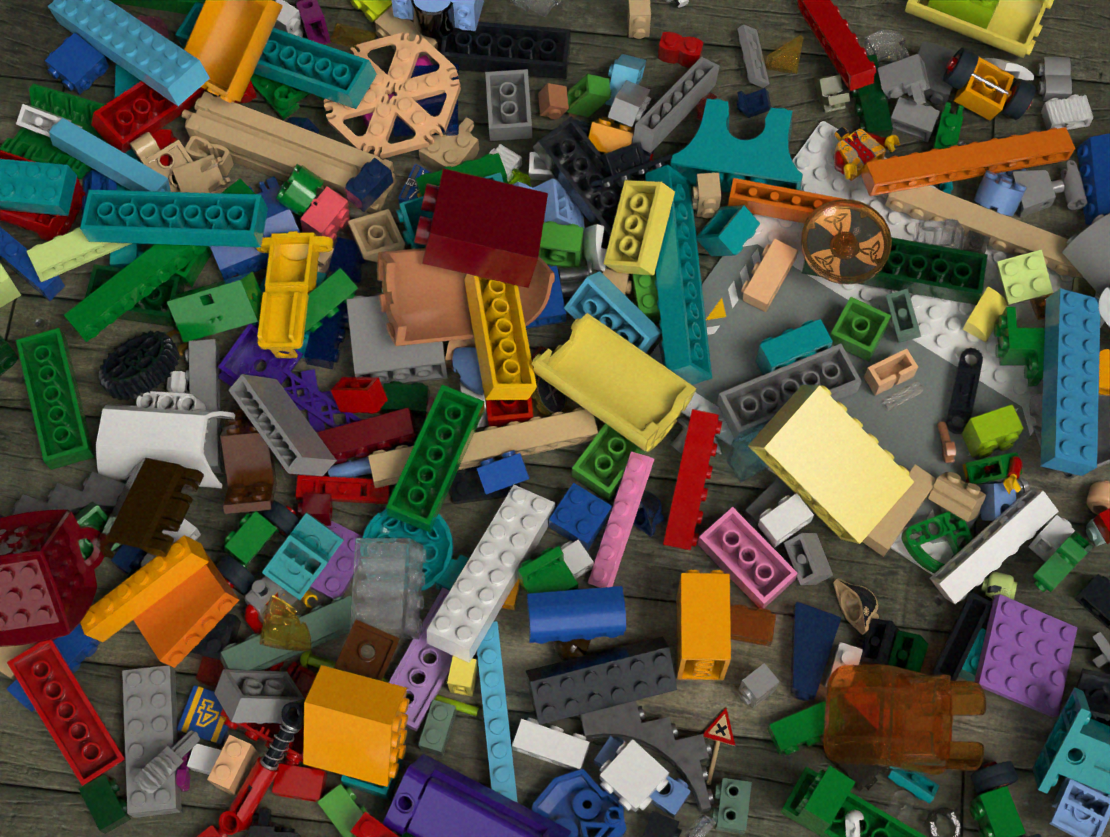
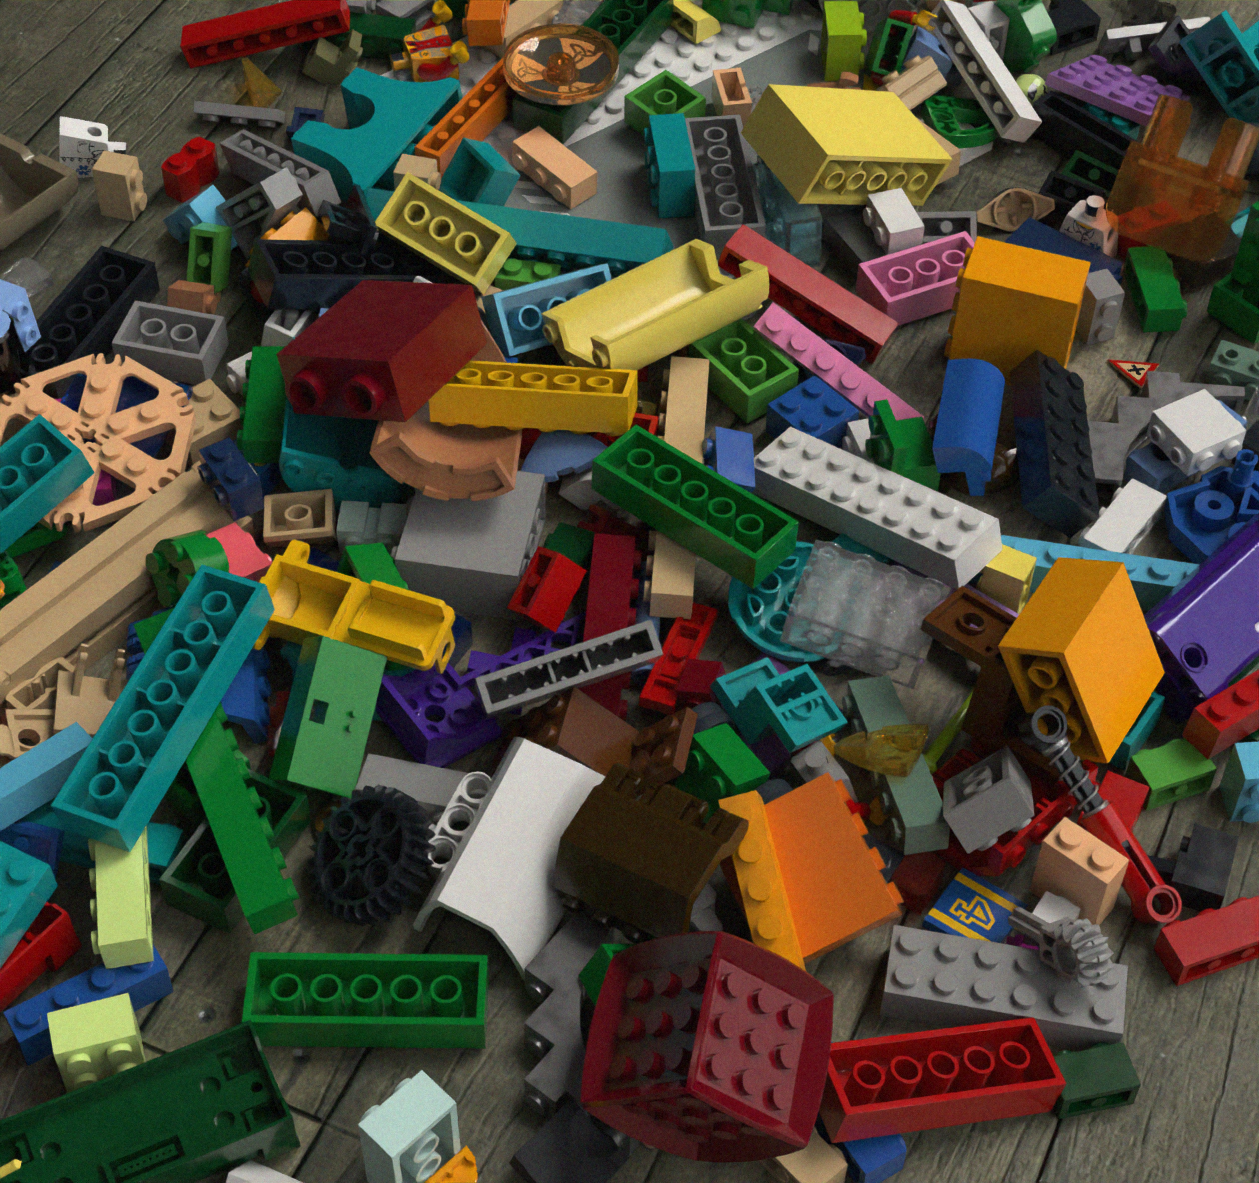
camera: 75 degrees left, 20 degrees down
(903, 315) = (656, 59): sand green brick -> none
(964, 390) = (775, 57): black plate -> none

